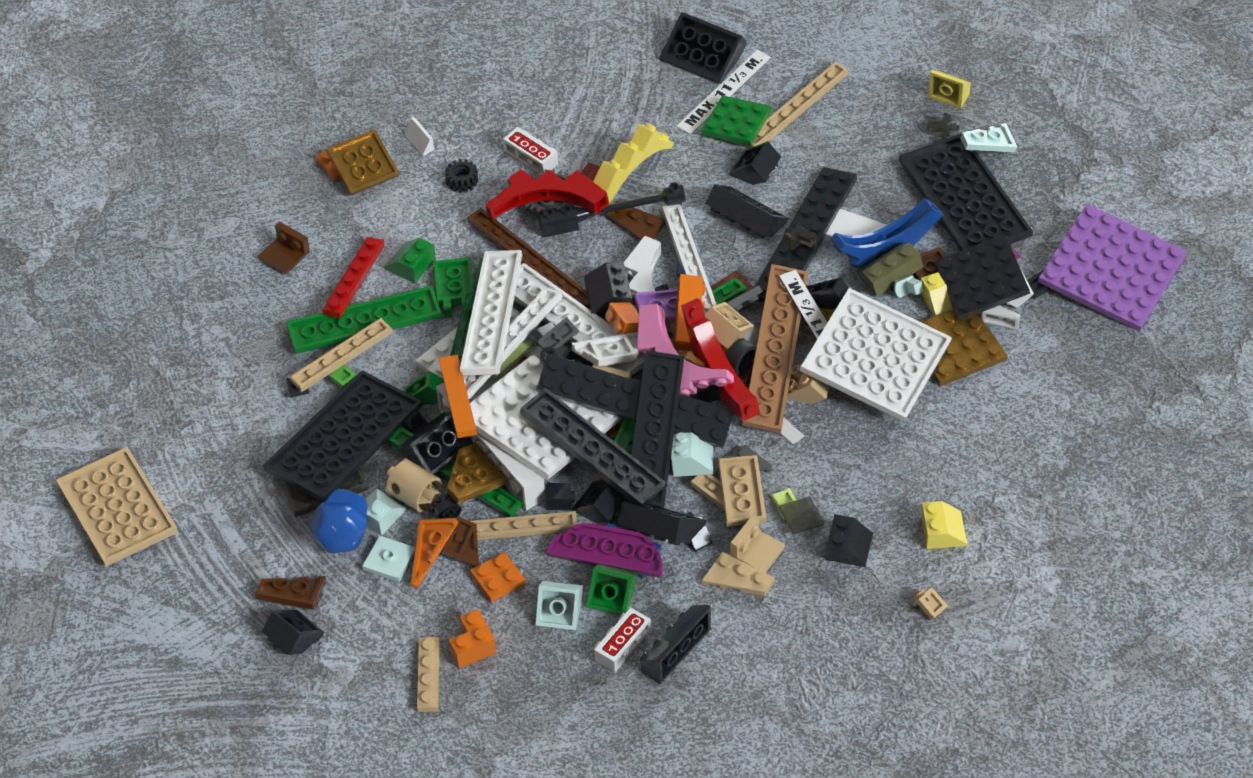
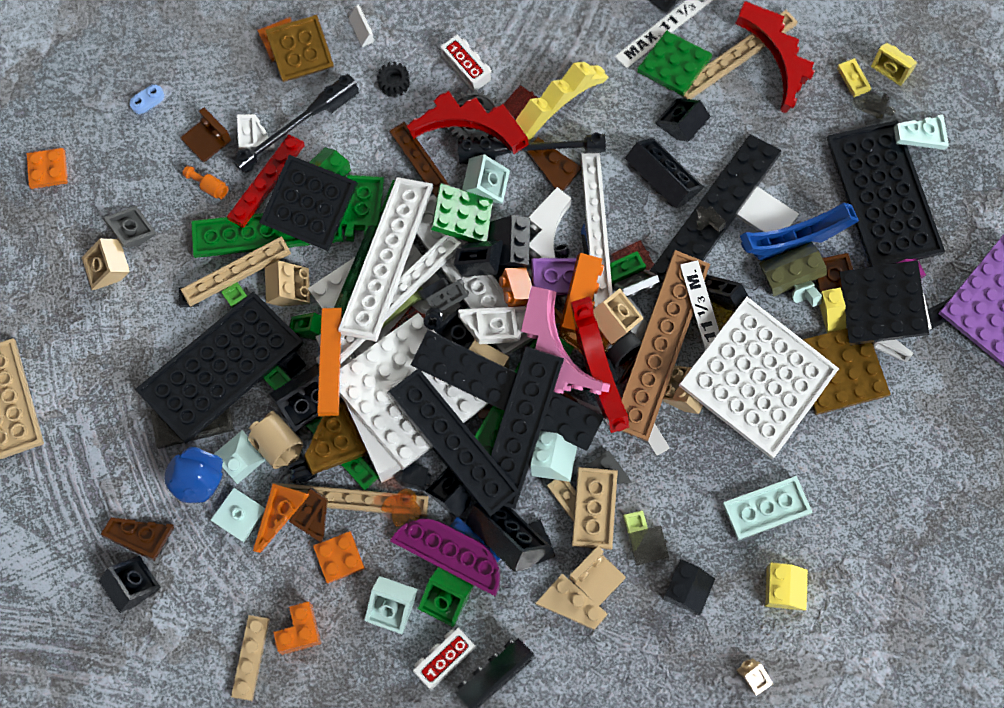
camera: 10 degrees right, 20 degrees up
(127, 303) = (47, 168): none -> orange plate
(206, 370) = (105, 263): none -> tan slope
(218, 229) = (147, 99): none -> light blue plate
(225, 337) = (130, 227): none -> dark grey slope
(295, 289) = (208, 183): none -> orange piece
(329, 242) = (250, 132): none -> white wing
(394, 359) = (287, 284): none -> tan slope
(402, 201) = (329, 99): none -> black bar
(402, 283) = (308, 202): none -> black plate
(551, 523) = (402, 510): none -> clear orange plate
(556, 271) = (461, 214): none -> plate
(572, 243) = (486, 178): none -> light aqua slope
(582, 300) = (478, 258): none -> black slope
(821, 76) = (769, 28): none -> red arch
(909, 466) = (767, 508): none -> light aqua plate
(913, 106) = (854, 77): none -> light yellow plate

